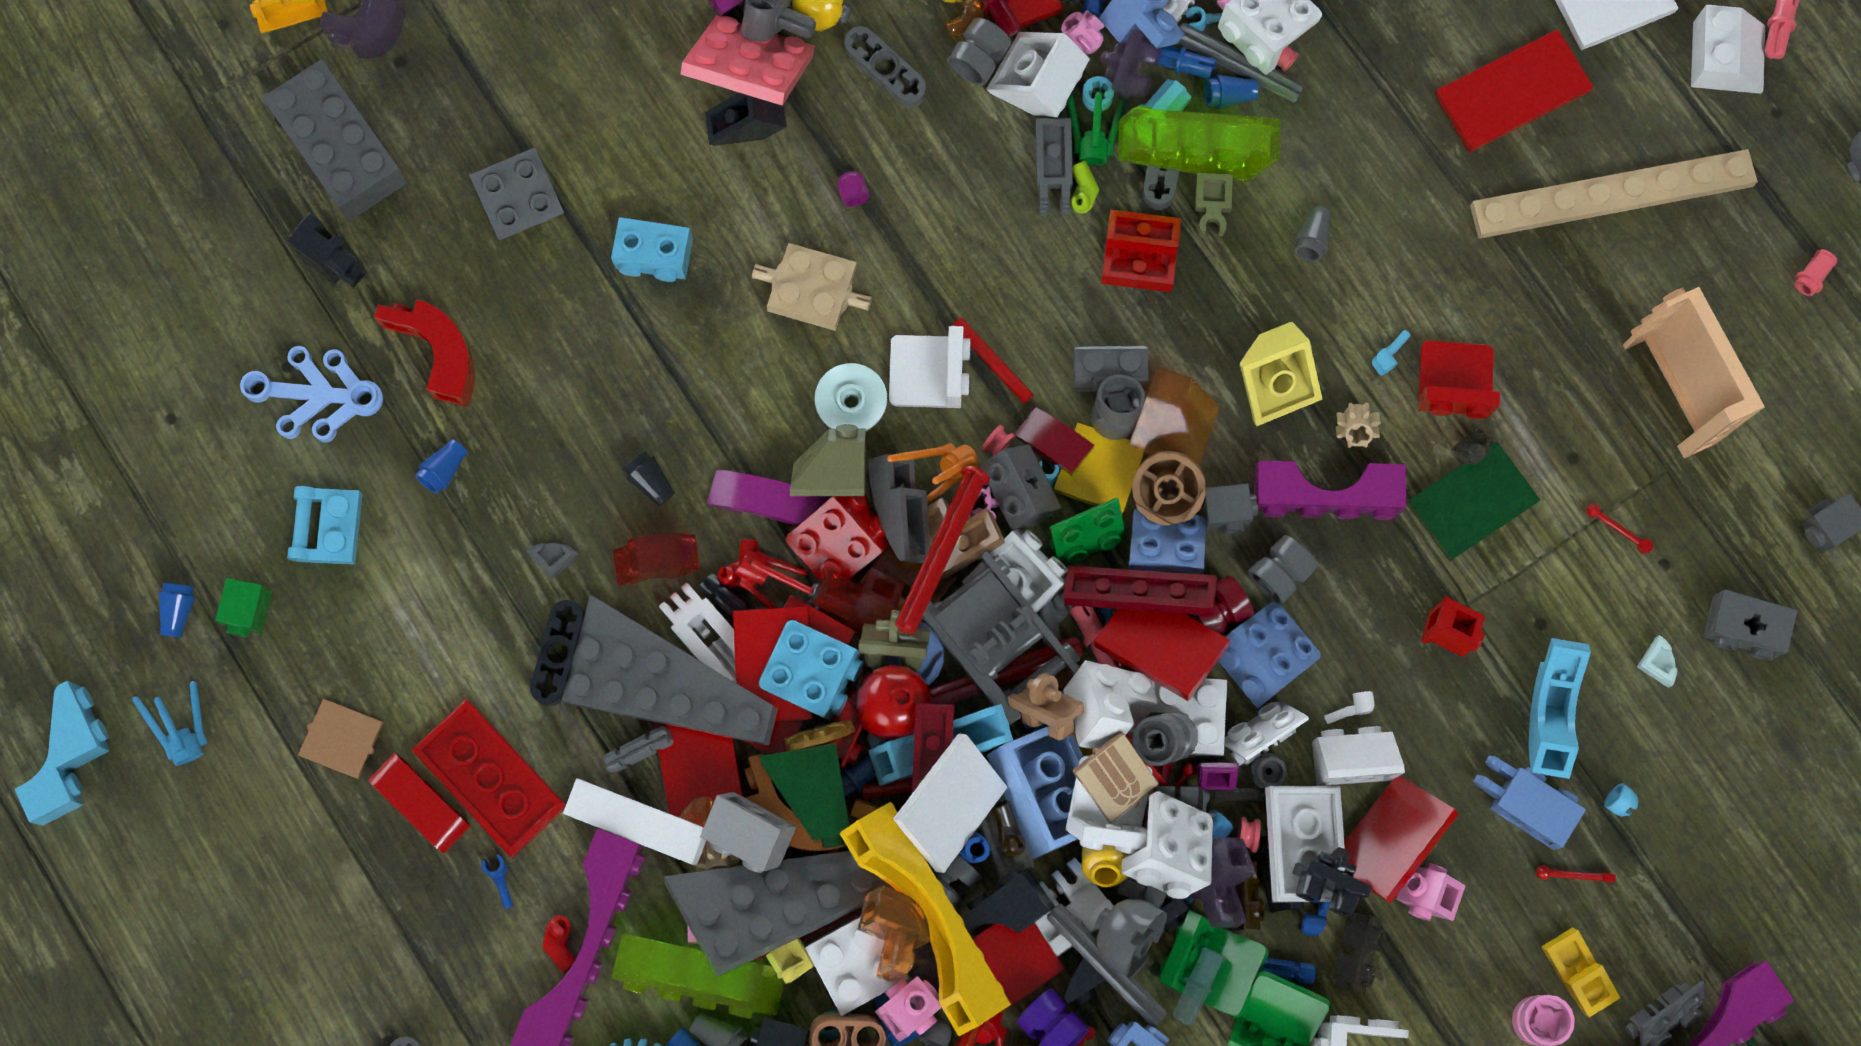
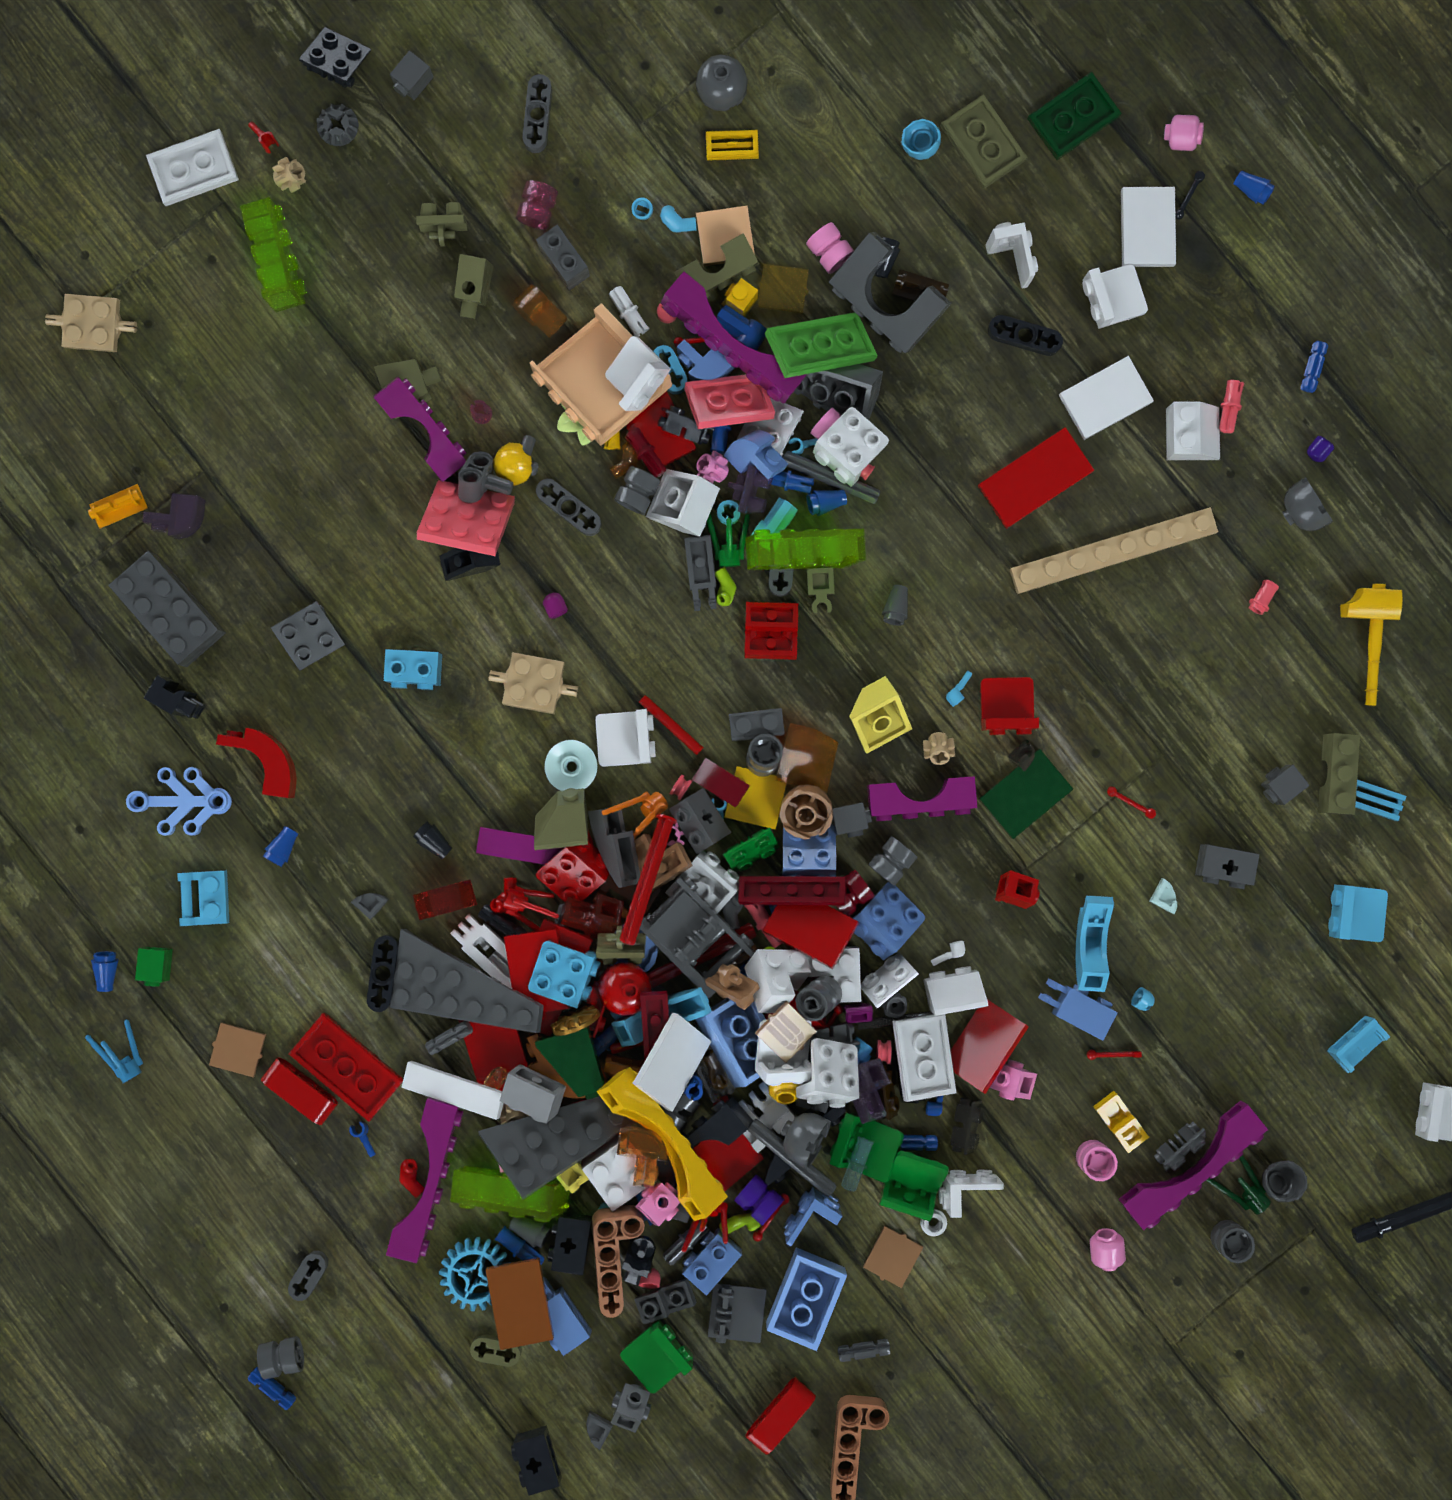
camera: 10 degrees left, 10 degrees up
(72, 743) = (48, 1072): medium azure arch -> none
(1316, 876) = (930, 1085): black hips -> none
(1698, 367) = (1181, 691): light nougat panel -> none

